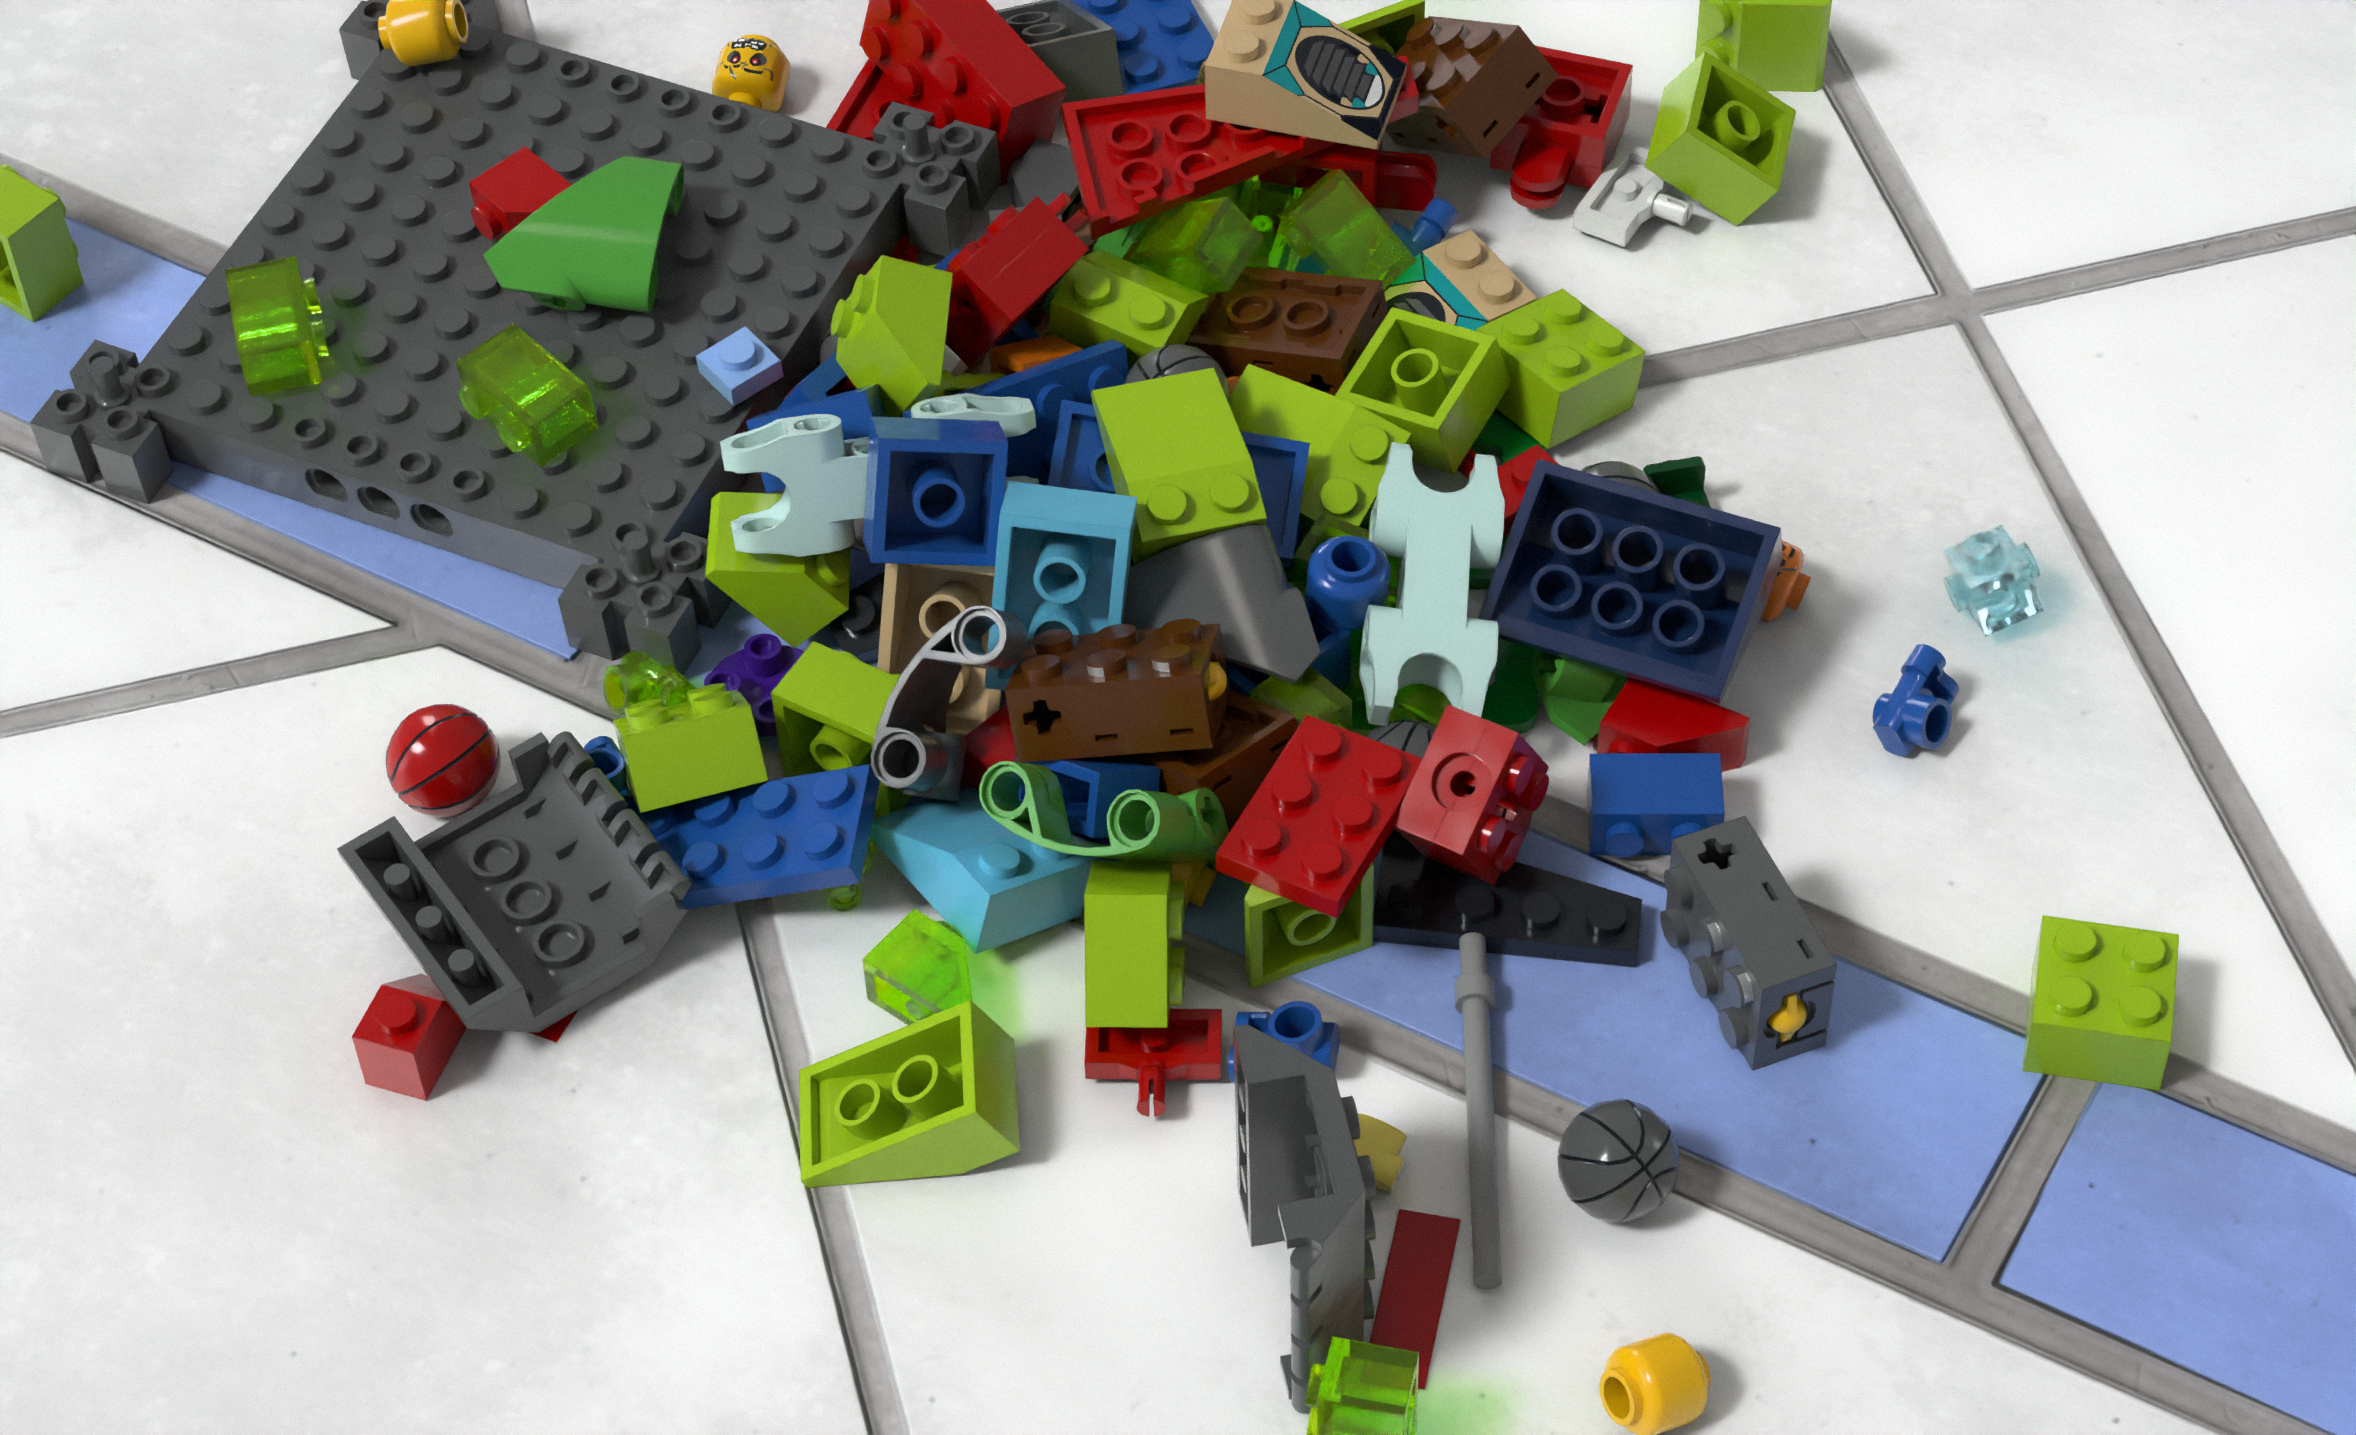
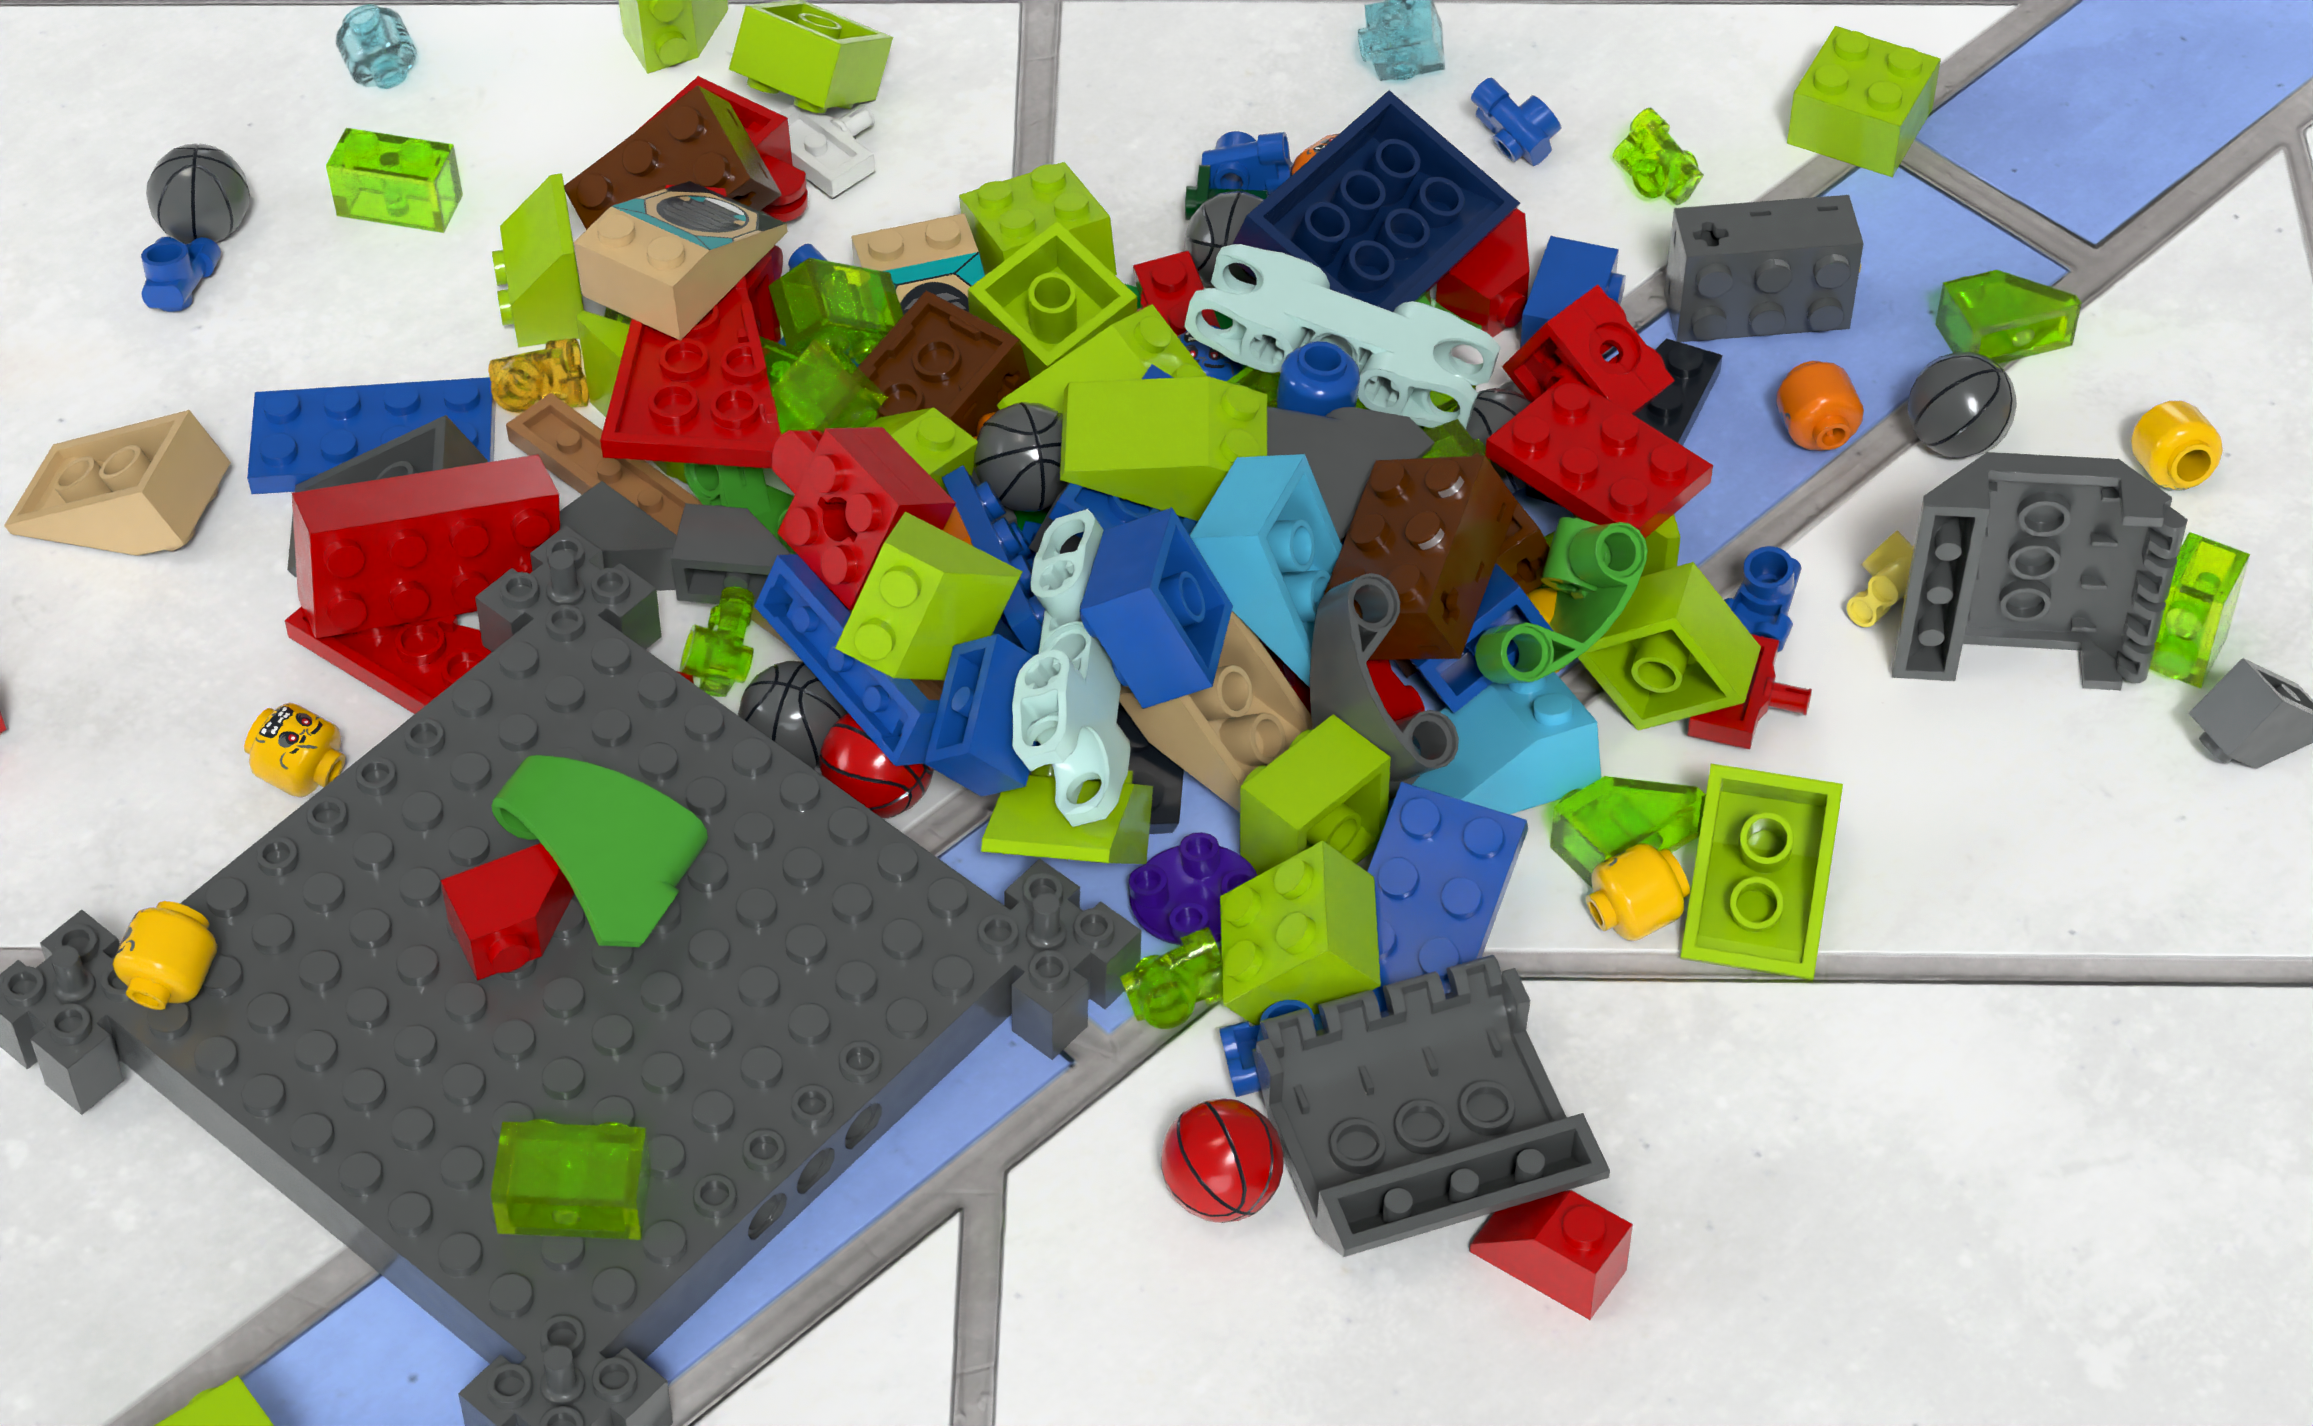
camera: 75 degrees left, 0 degrees up
(526, 395) = (791, 963): clear neon green brick -> none
(739, 366) = (818, 785): light blue plate -> none
(847, 1005) = (1638, 891): none -> yellow head
(1475, 1001) = (1737, 468): light grey bar -> none
(1578, 1041) = (1819, 405): none -> orange head
(1745, 494) = (1249, 163): none -> blue plate
(1792, 1187) = (2005, 316): none -> clear neon green slope
(1906, 846) = (1656, 160): none -> clear neon green plate

